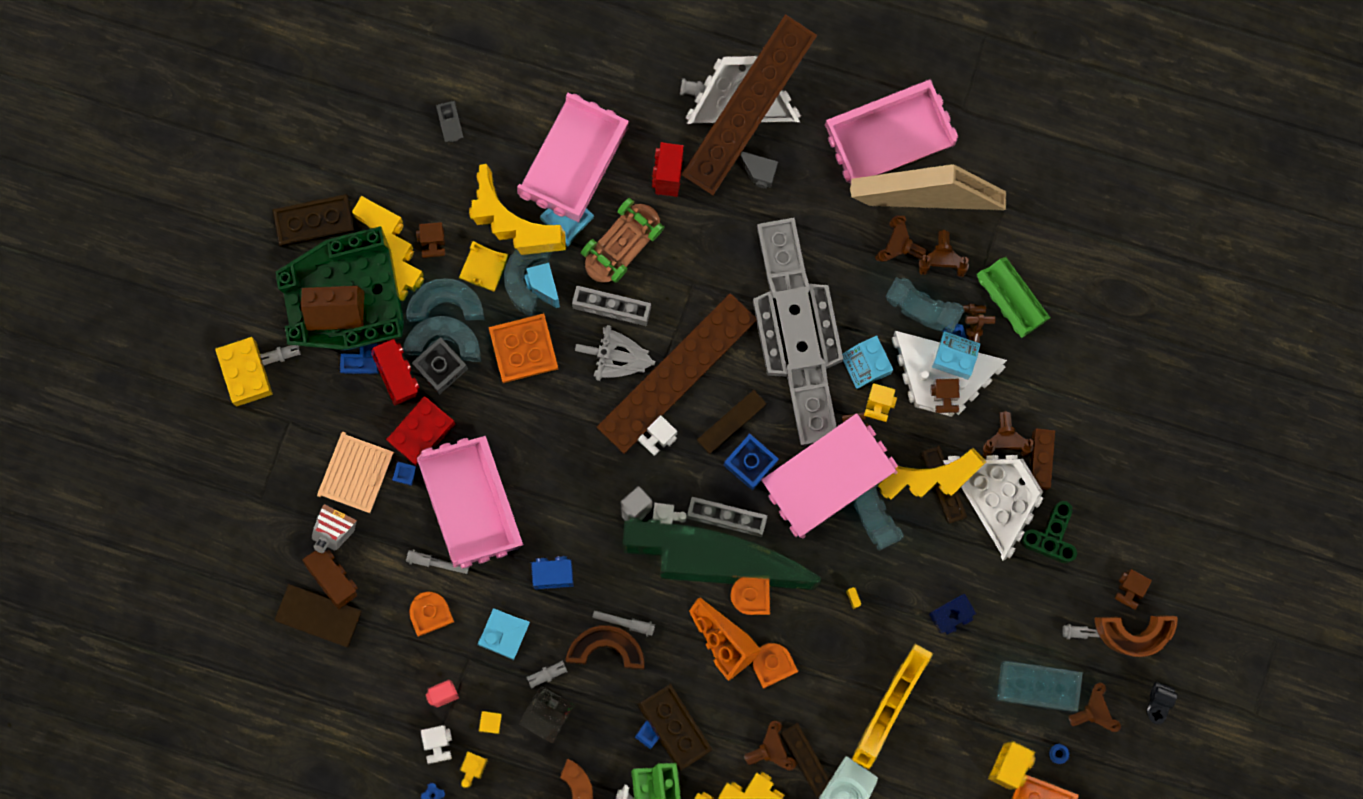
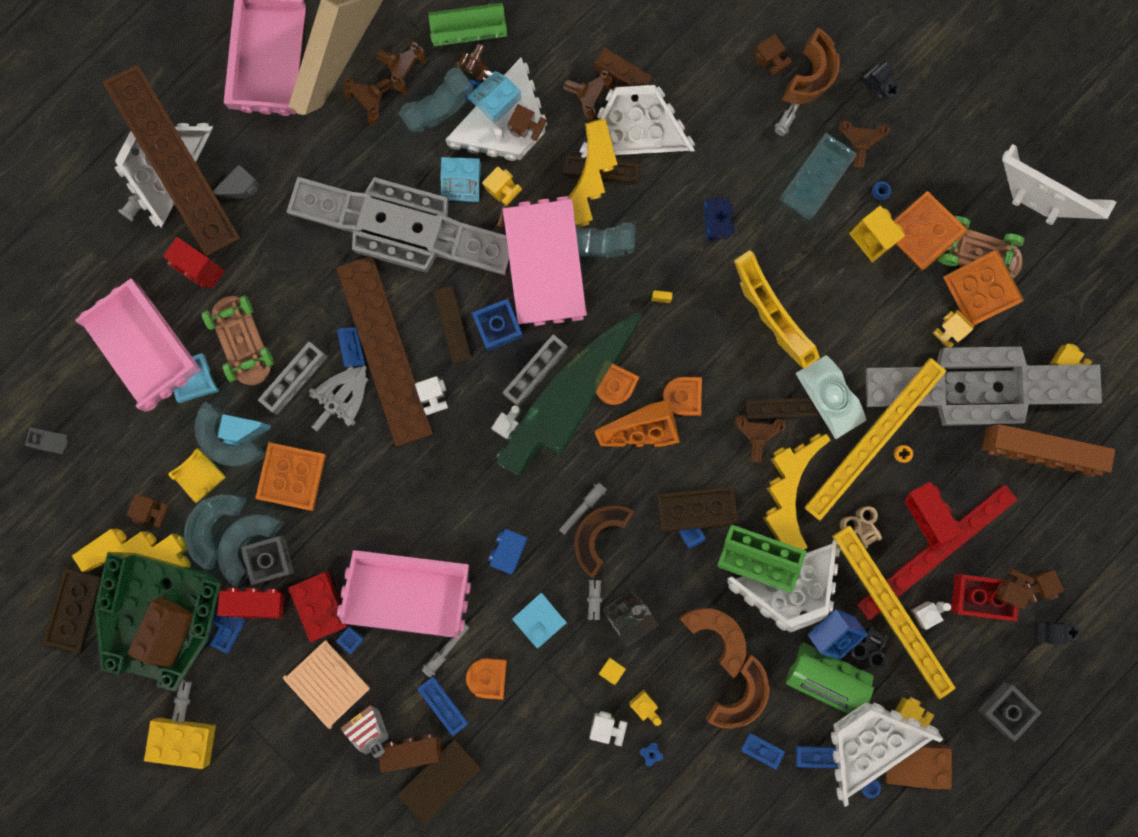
camera: 60 degrees left, 5 degrees up
(386, 585) = (443, 706): none -> blue plate
(442, 694) = (566, 703): coral brick -> none
(526, 236) = (188, 421): yellow arch -> none
(636, 505) = (486, 446): light grey brick -> none
(665, 342) = (350, 347): none -> blue plate
(1054, 538) = (698, 97): dark green beam -> none

